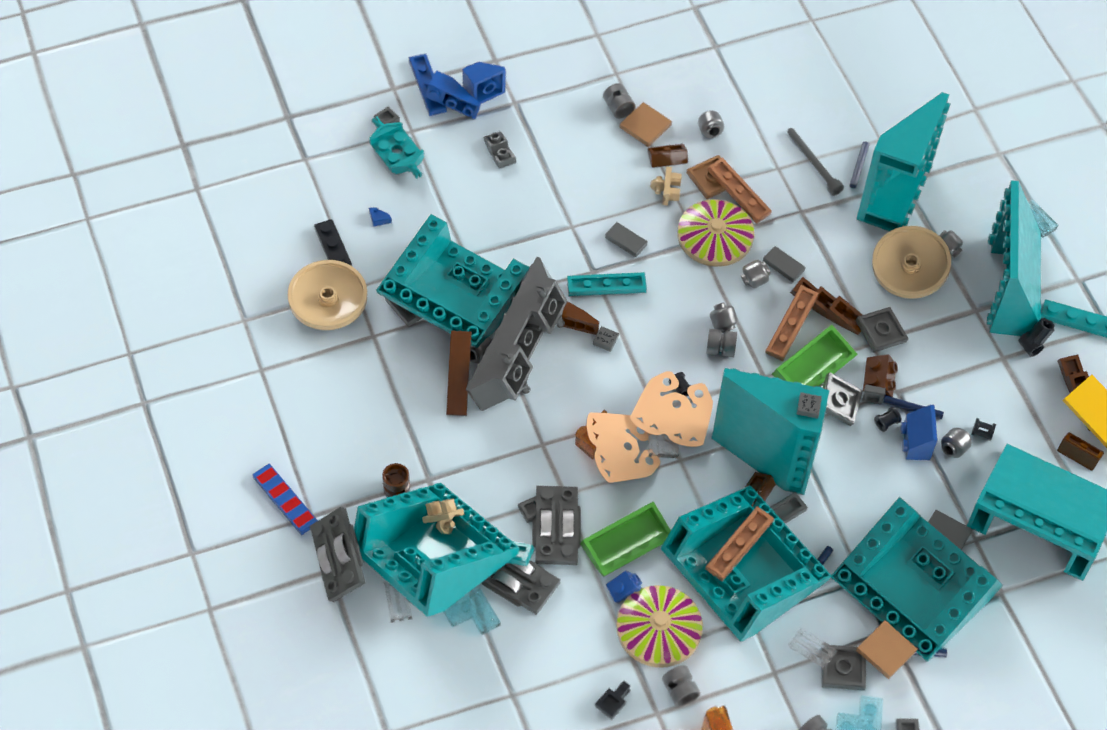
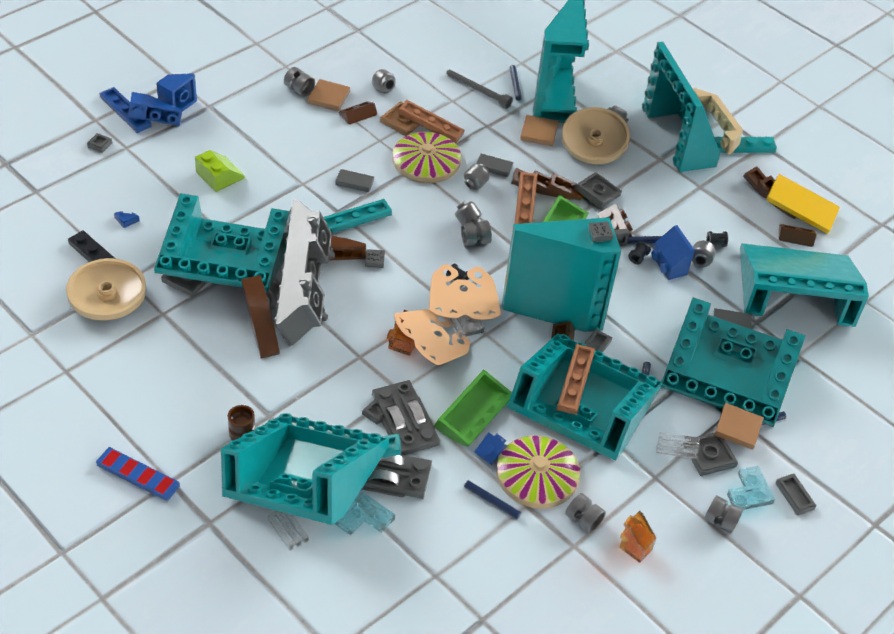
camera: 25 degrees left, 10 degrees down
(338, 554) = (214, 503): dark grey piece -> none
(391, 137) = (110, 155): teal plate -> none
(444, 516) = (306, 442): tan hips -> none
(491, 186) = (217, 170): none -> lime slope
(499, 149) = (210, 140): dark grey slope -> none
(601, 639) = (492, 499): none -> dark blue bar
(612, 701) = (531, 547): black plate -> none
(669, 193) = (371, 131): tan hips -> none
(855, 234) = (539, 130): none -> medium nougat tile
(1034, 339) = (719, 165): black piece -> none
(1065, 252) = (721, 114): none -> tan slope

